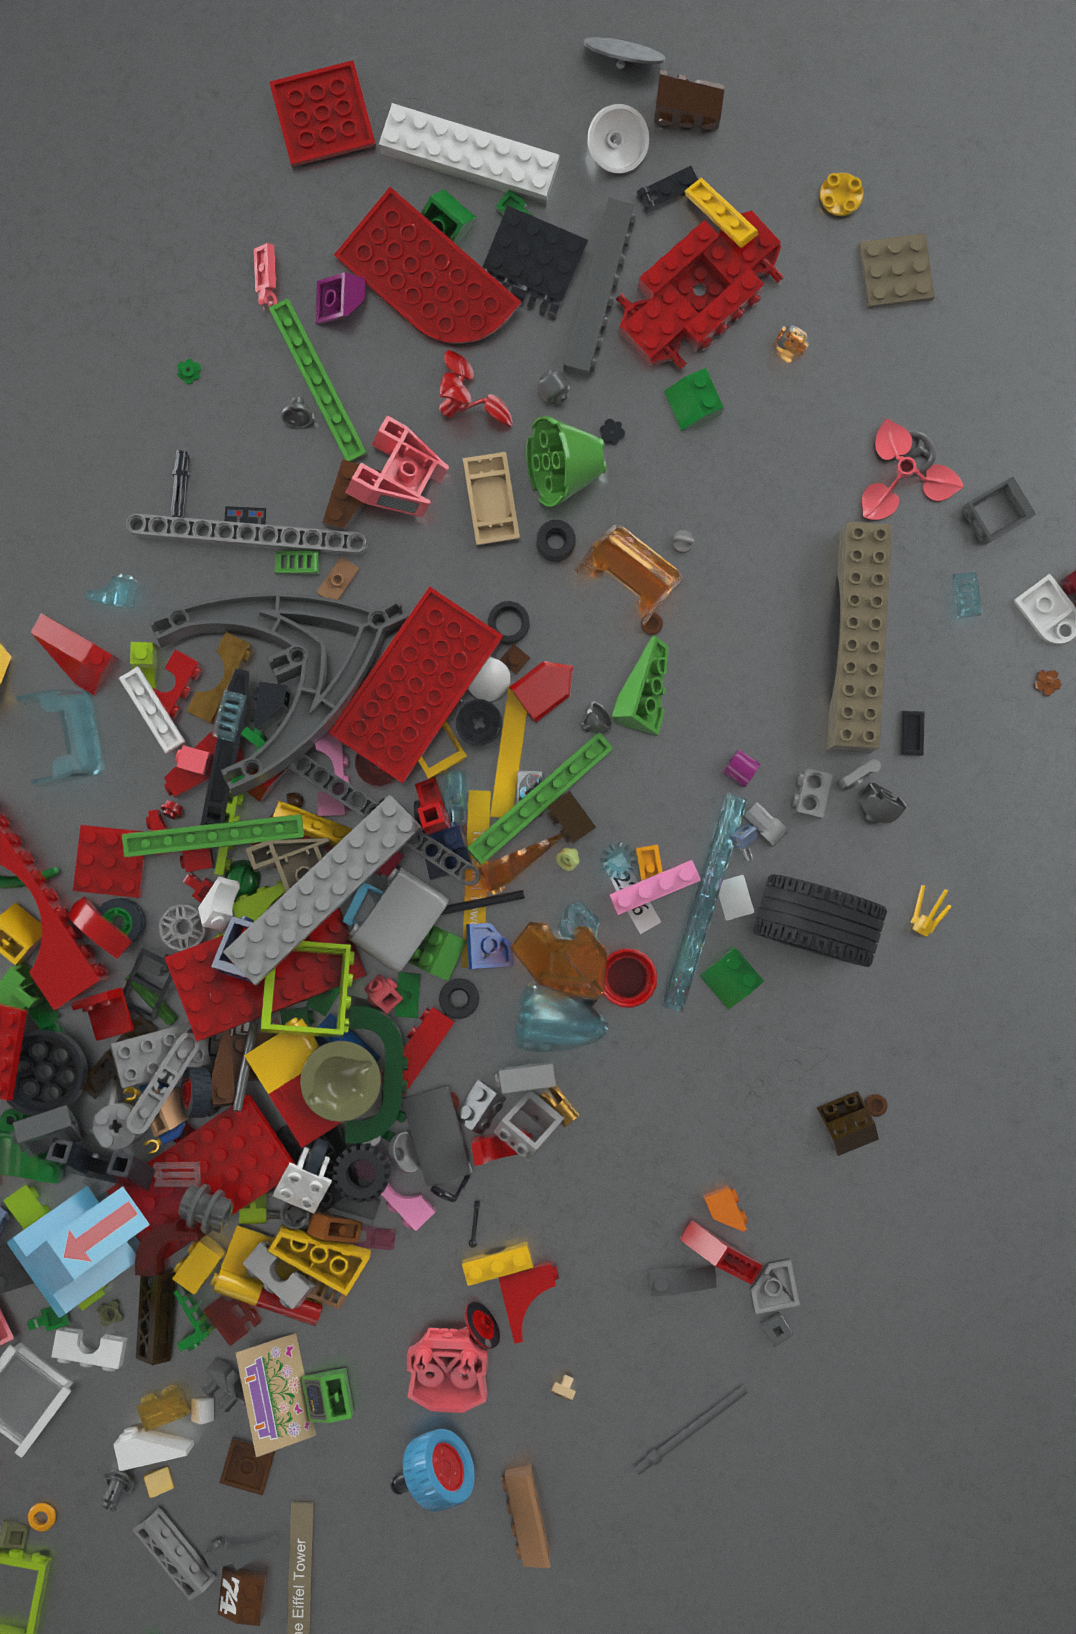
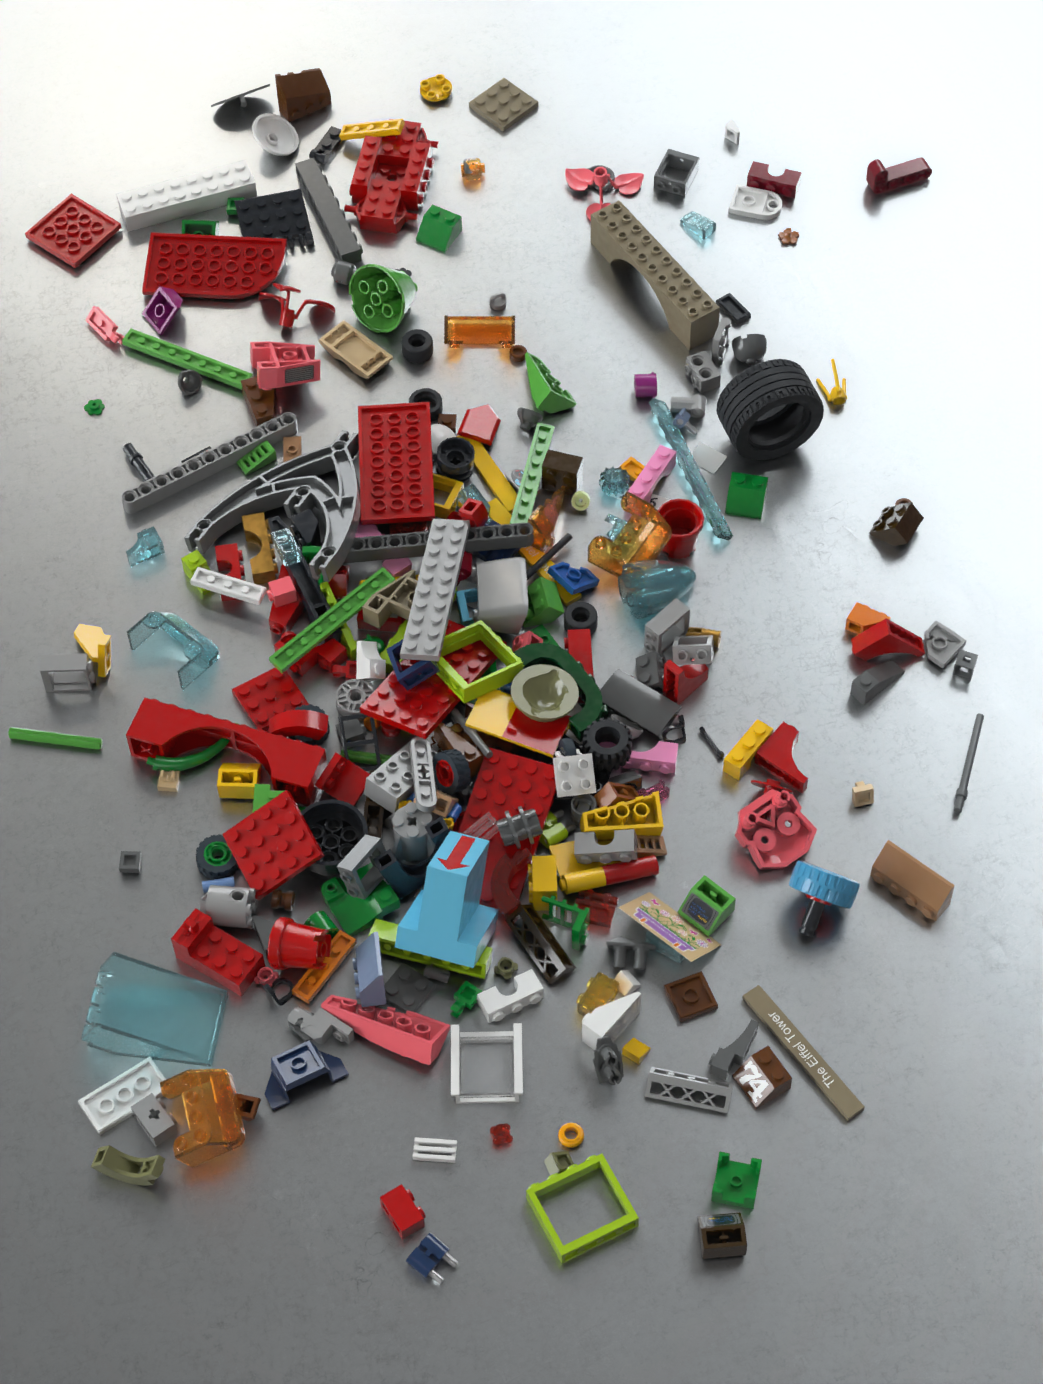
camera: 35 degrees left, 30 degrees down
(78, 658) = (144, 596): red wedge -> none

